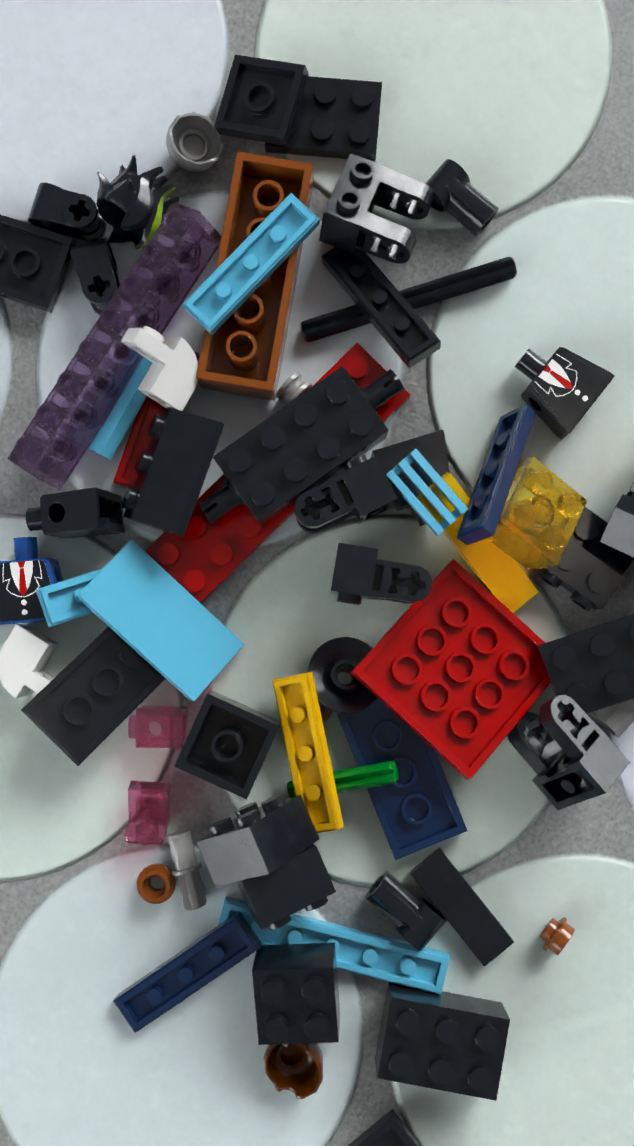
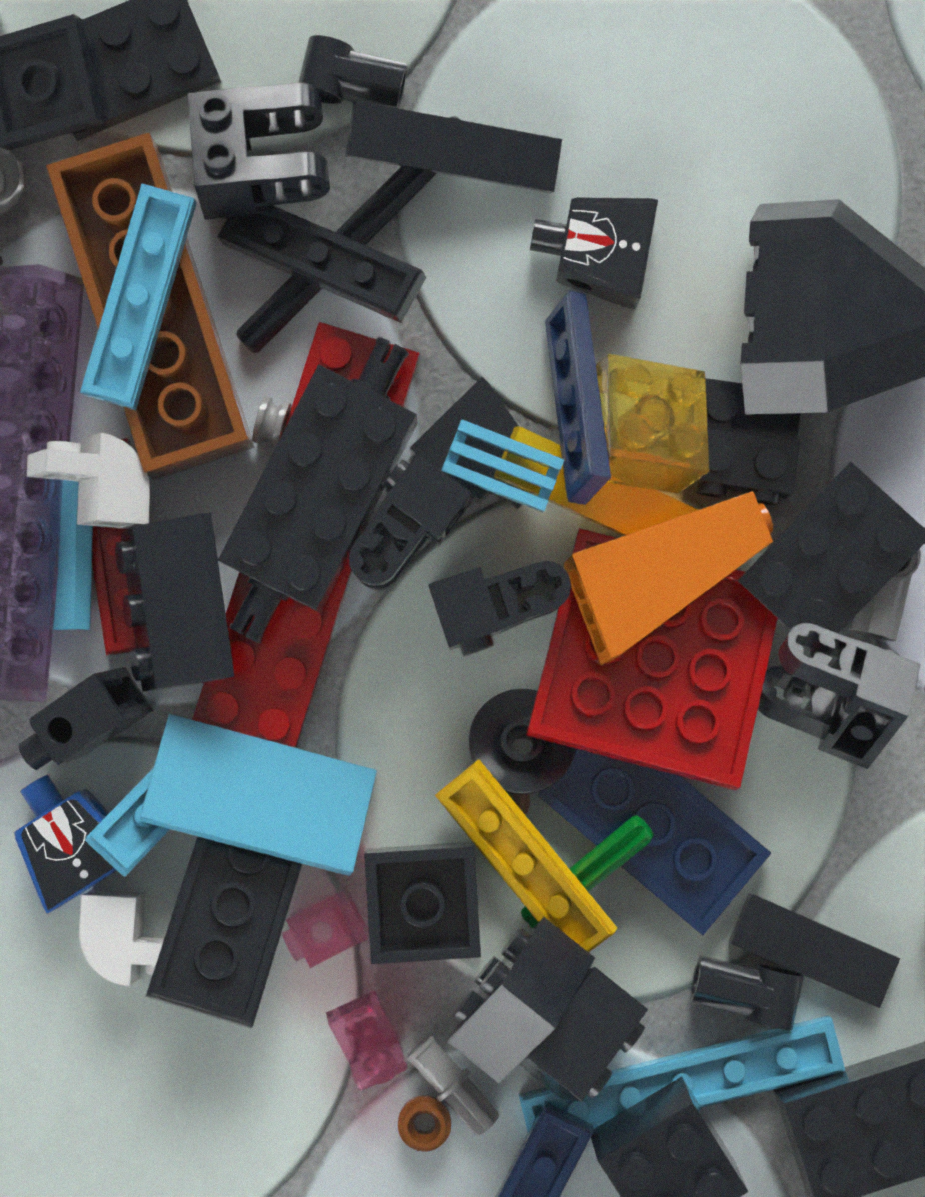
camera: 35 degrees left, 0 degrees up
(487, 612) = (654, 573): none -> orange slope
(500, 275) = (453, 147): none -> black tile

